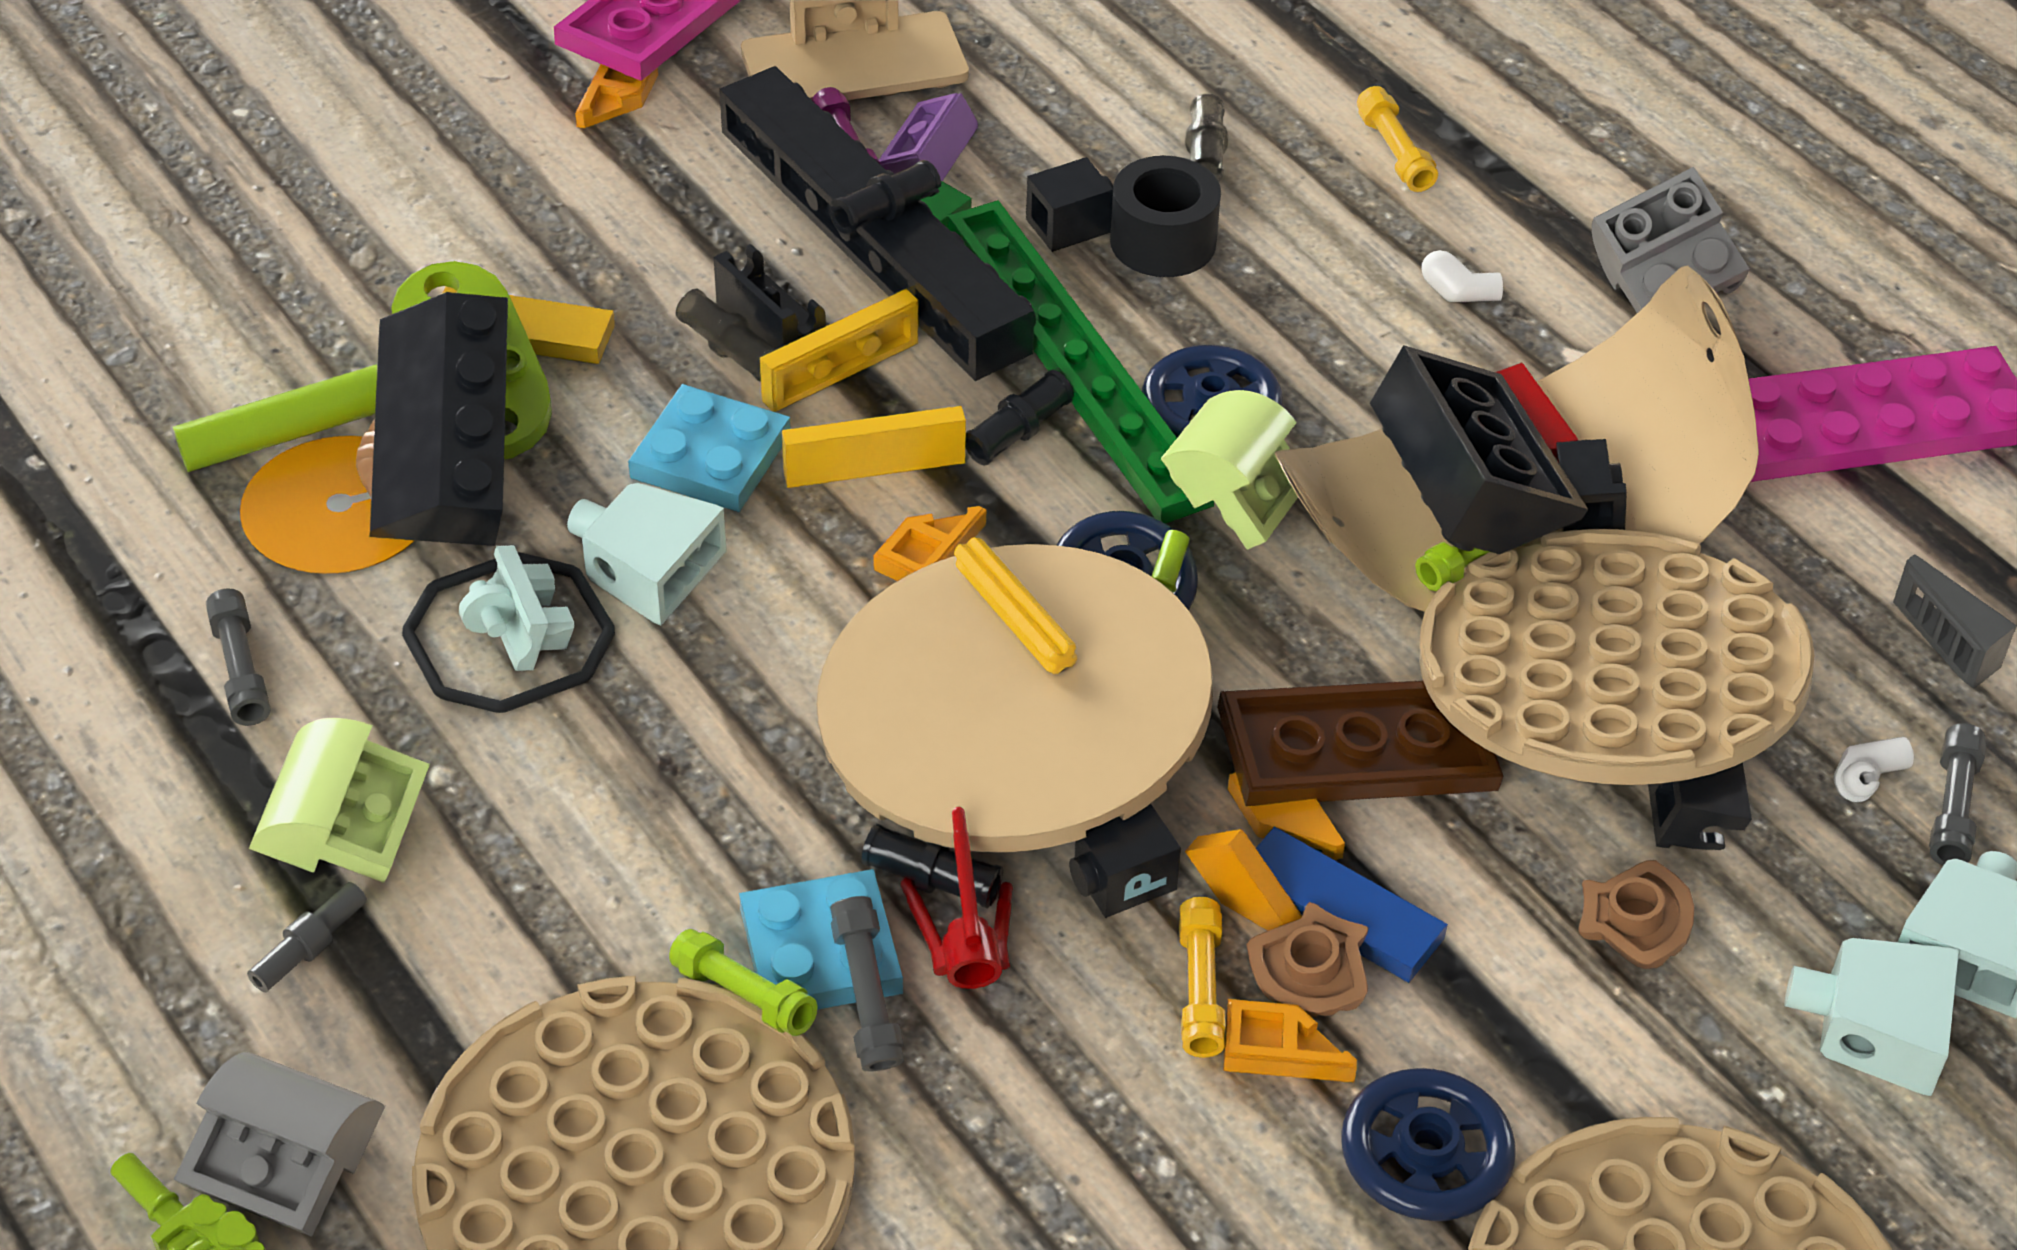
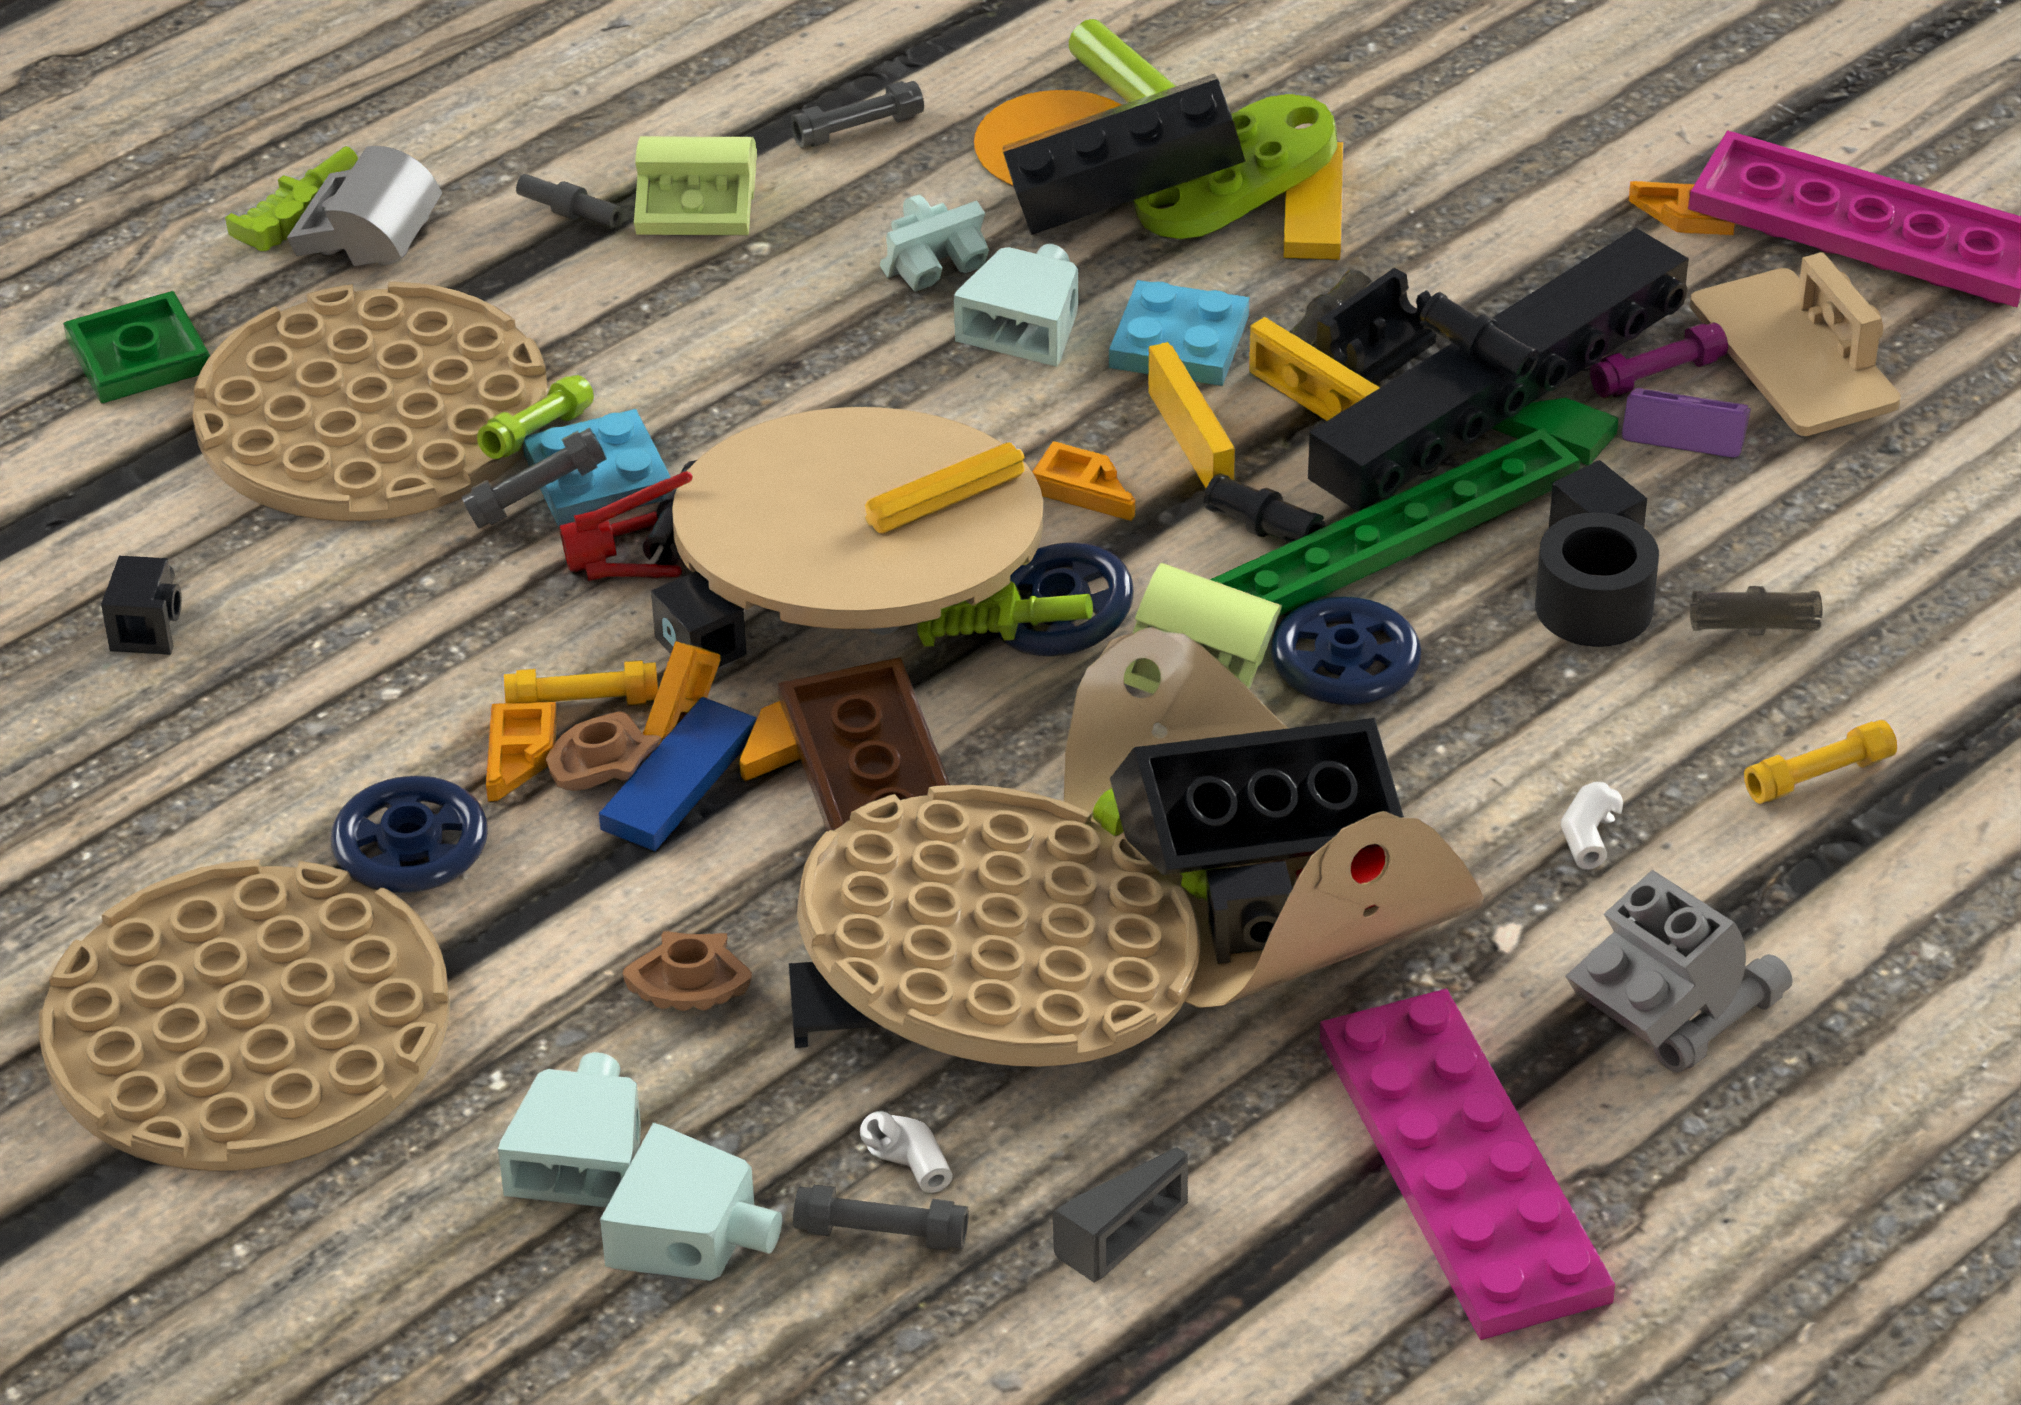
camera: 85 degrees right, 5 degrees down
(531, 695) = (883, 214): black piece -> none

